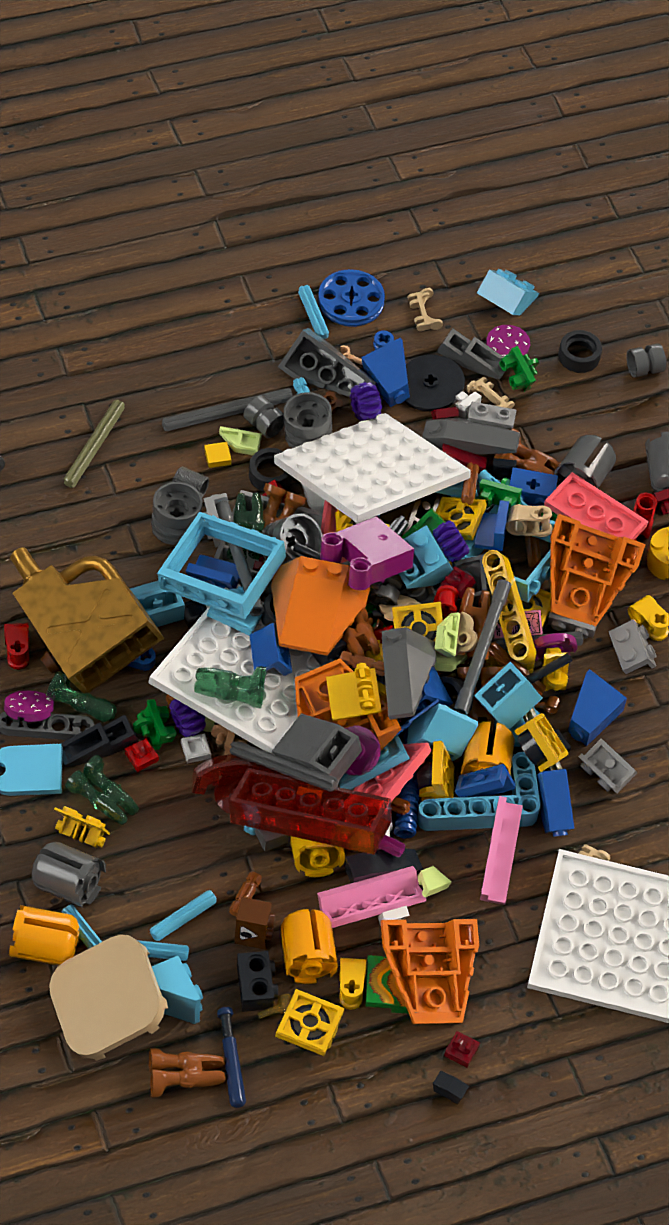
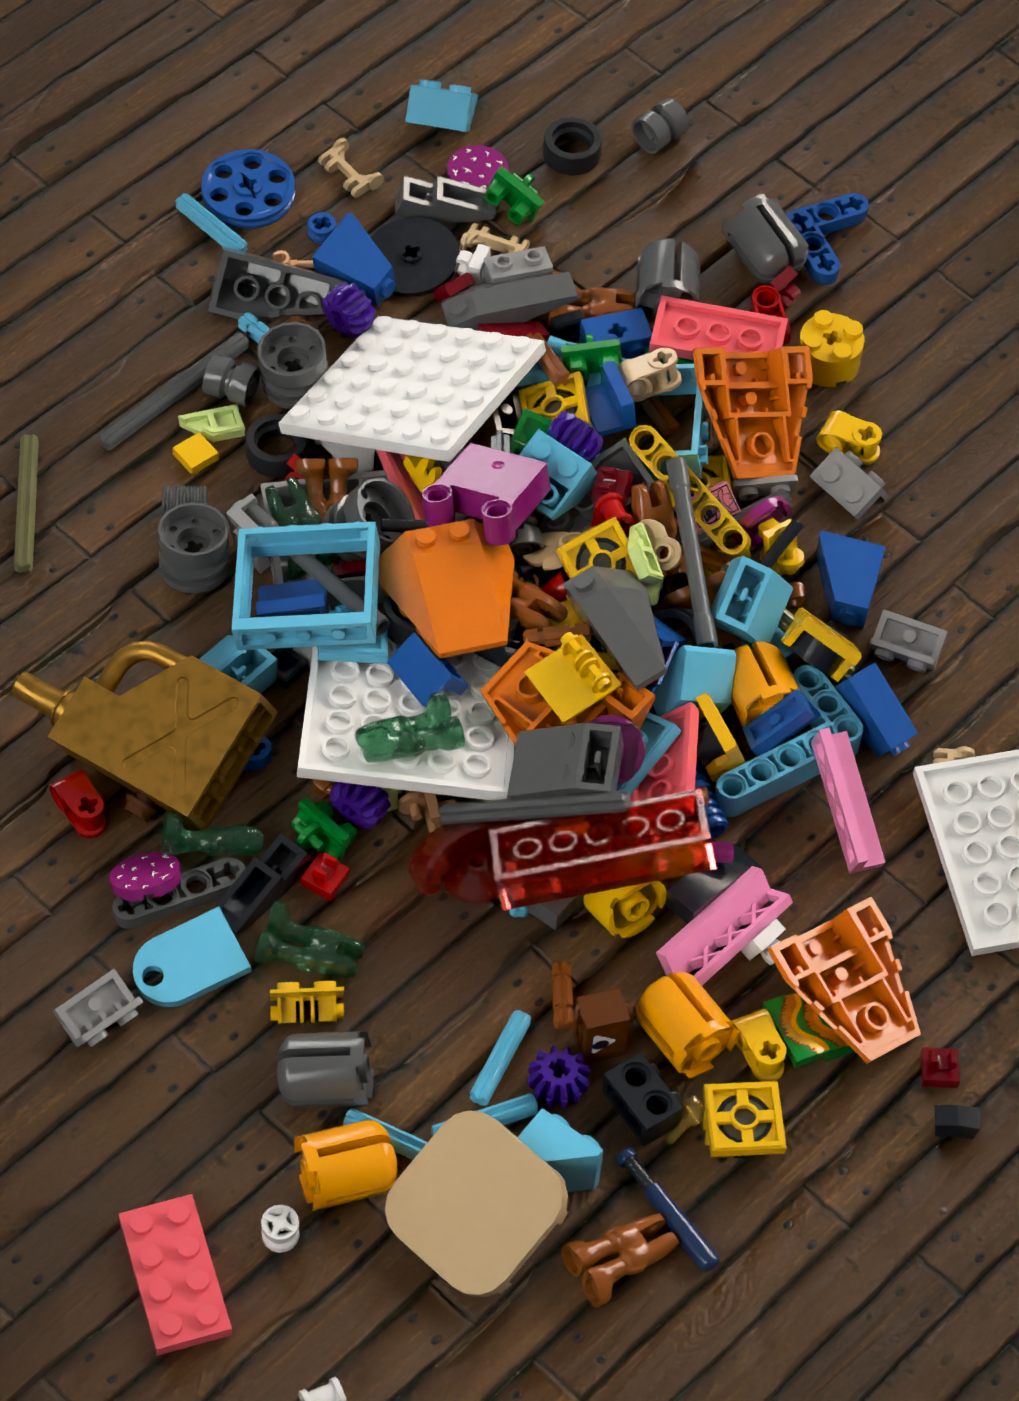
camera: 25 degrees left, 0 degrees up
(196, 748) = (389, 838): white tile -> none
(210, 952) = (572, 1073): none -> dark purple gear
(432, 881) = (785, 874): yellowish green tile -> none

